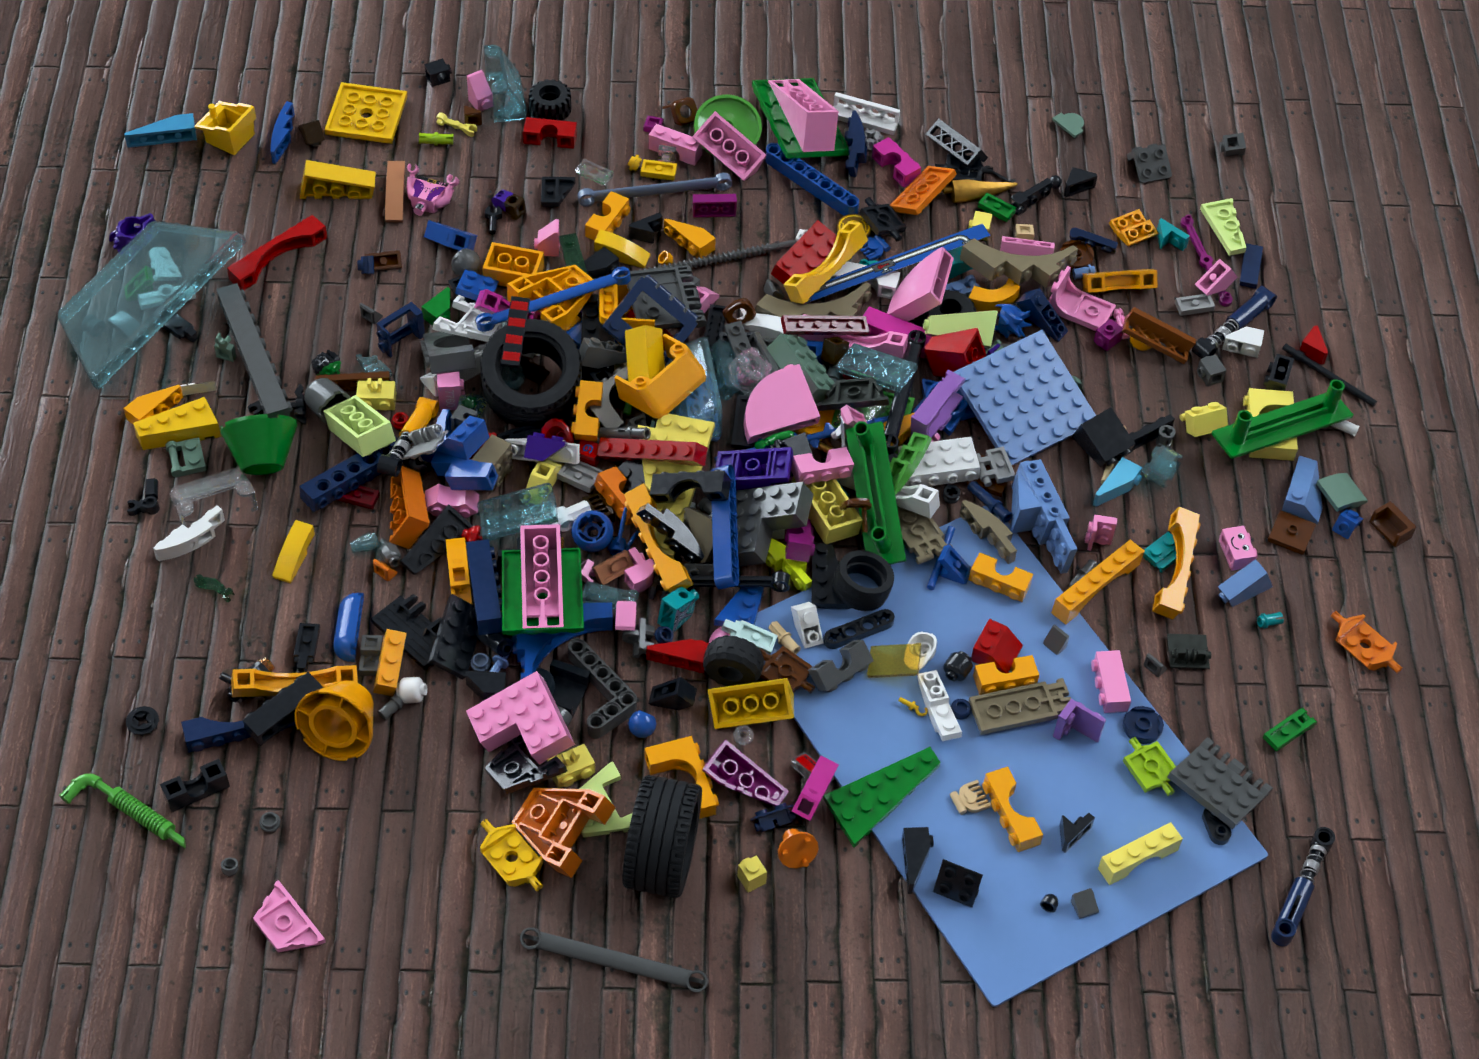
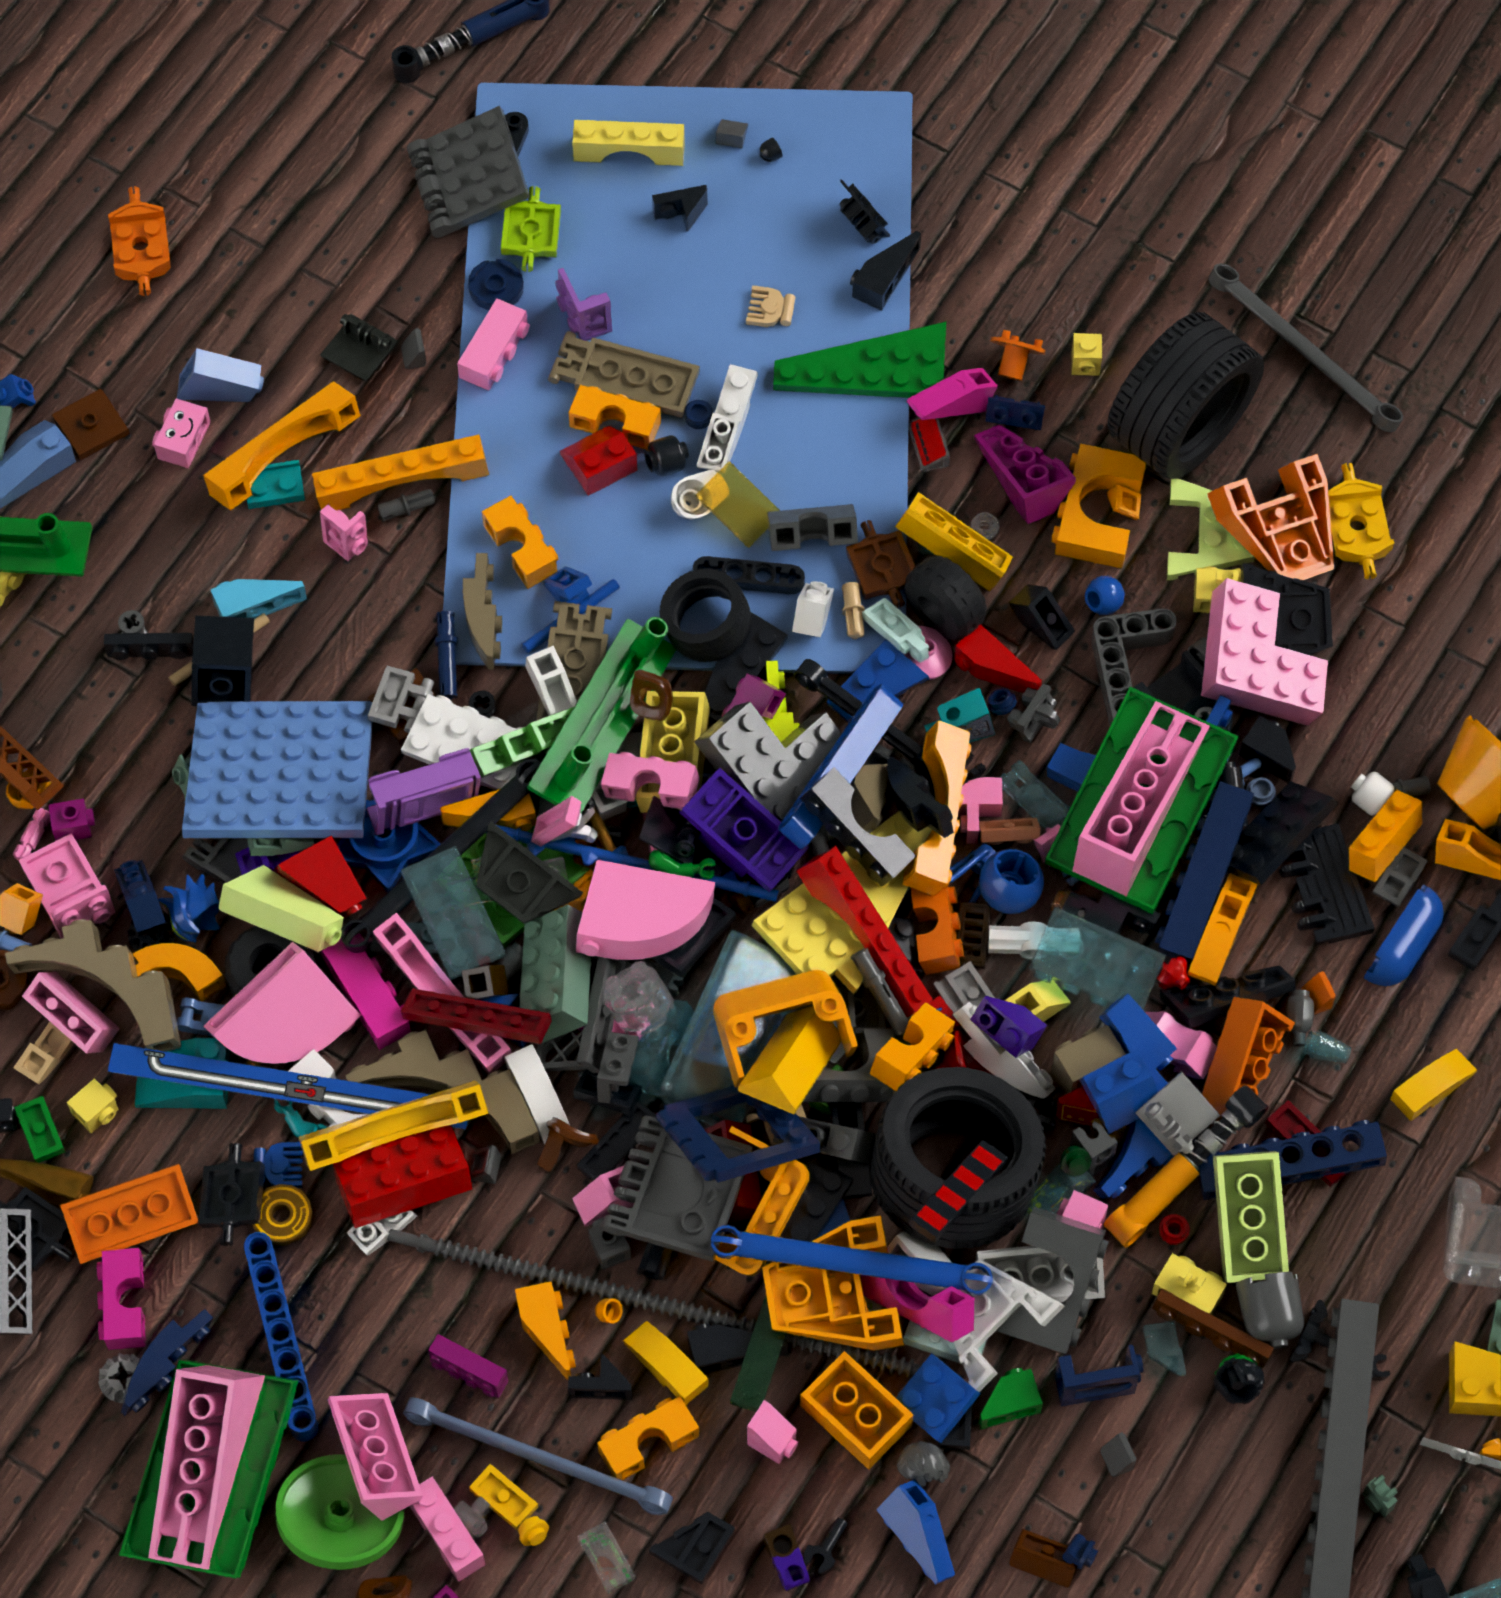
camera: 145 degrees left, 10 degrees up
(259, 442) = (1408, 1267): green cone -> none
(625, 615) = (1041, 739): bright pink slope -> none
(870, 120) = (98, 1426): white fence -> none
(912, 705) = (755, 447): yellow hand -> none
(1022, 830) = (727, 291): light orange arch -> none
(1040, 509) = (399, 595): medium blue wedge -> none
(1056, 640) = (516, 430): dark grey slope -> none
(1162, 466) = (181, 577): clear light blue brick -> none
(1205, 419) = (62, 617): light yellow brick -> none
(1269, 619) = (227, 330): teal pin -> none
(1289, 729) = (324, 197): green plate -> none

